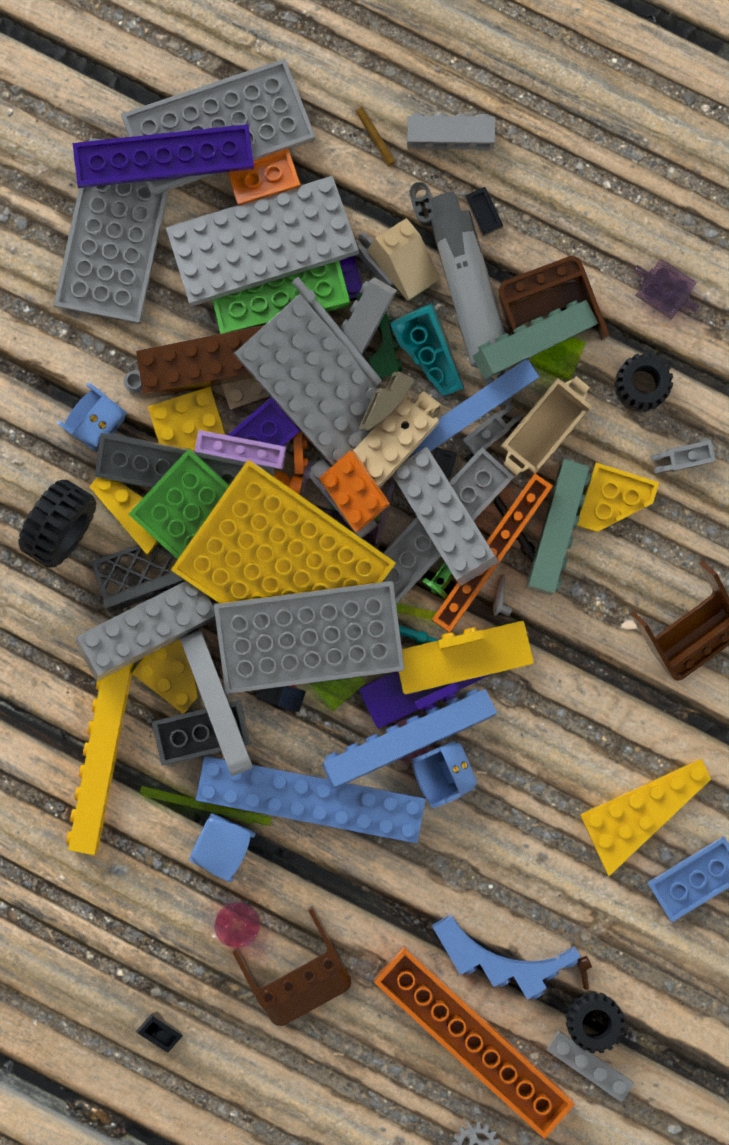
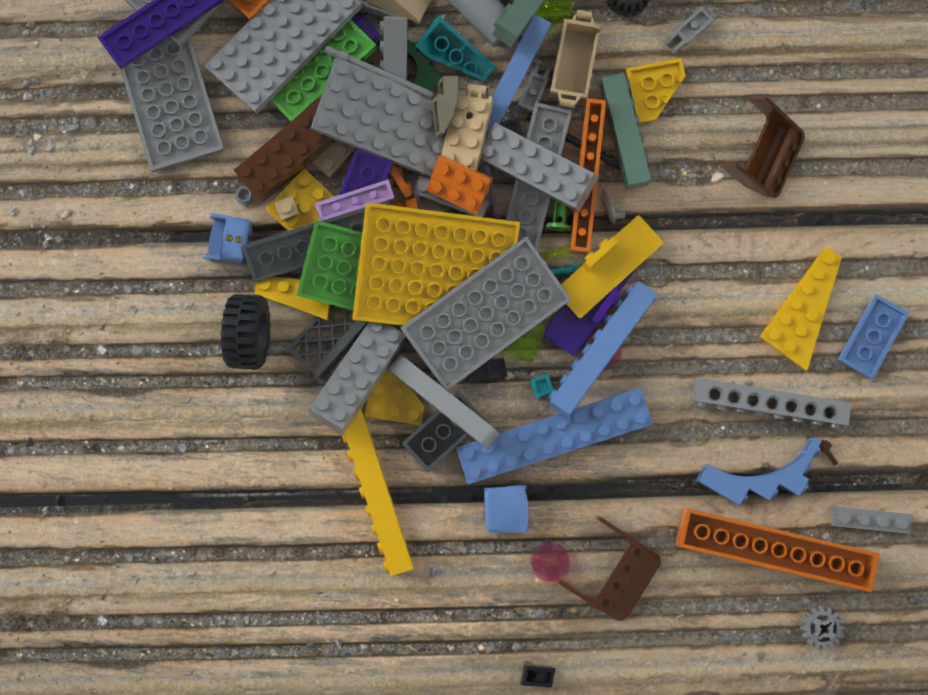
camera: 35 degrees left, 0 degrees up
(169, 419) = (287, 208): none -> tan plate
(246, 816) = (513, 475): clear neon green bar -> none
(327, 741) = (541, 385): none -> teal plate
(444, 774) = (643, 361): medium blue piece -> none
(608, 1036) = (873, 489): black tyre -> none
(619, 933) = (839, 409): none -> light grey brick

